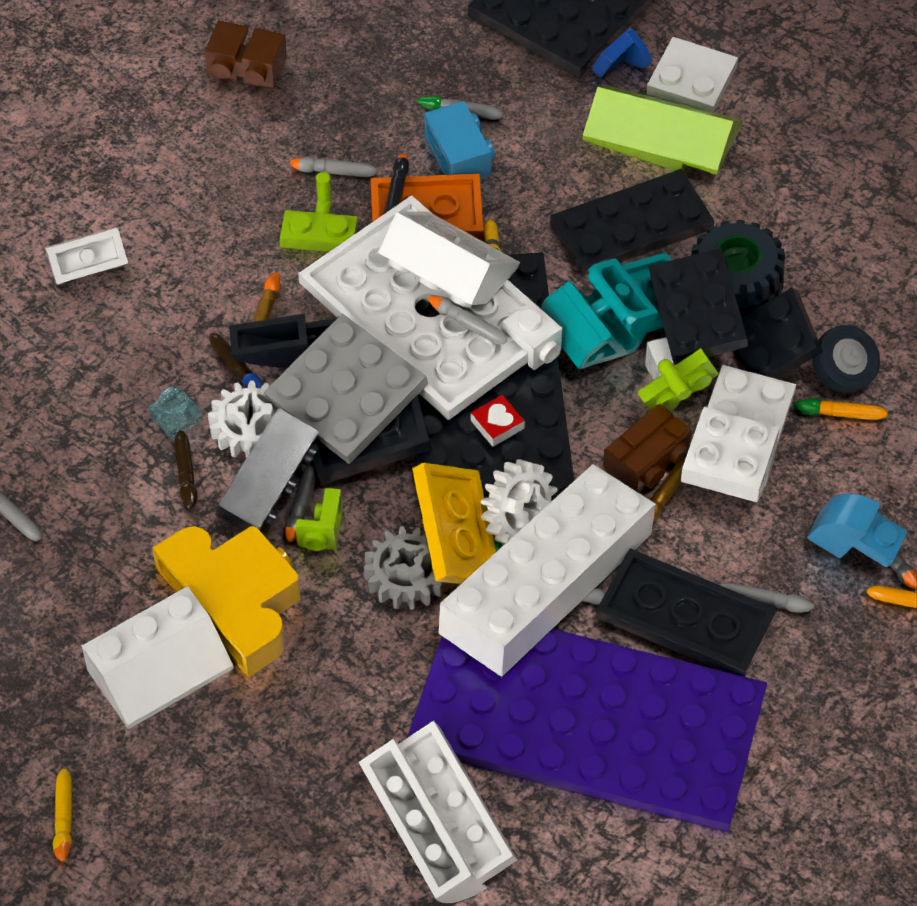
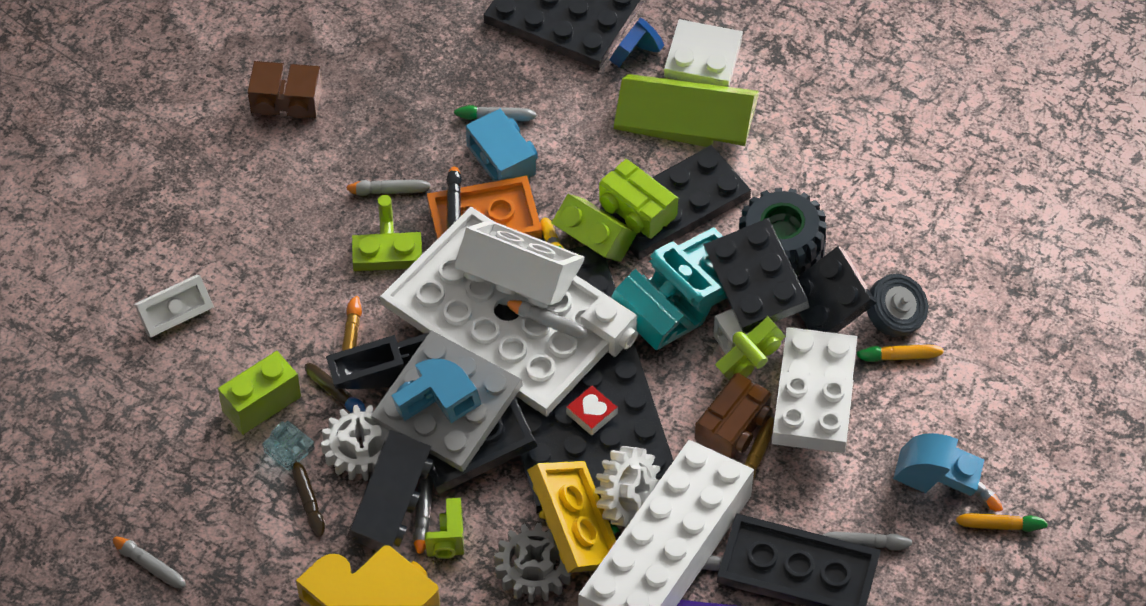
camera: 10 degrees left, 0 degrees up
(156, 354) = (259, 392): none -> lime brick
(338, 367) = (439, 383): none -> dark azure brick
(538, 235) = (594, 227): none -> lime brick
(589, 212) = (637, 199): none -> lime brick

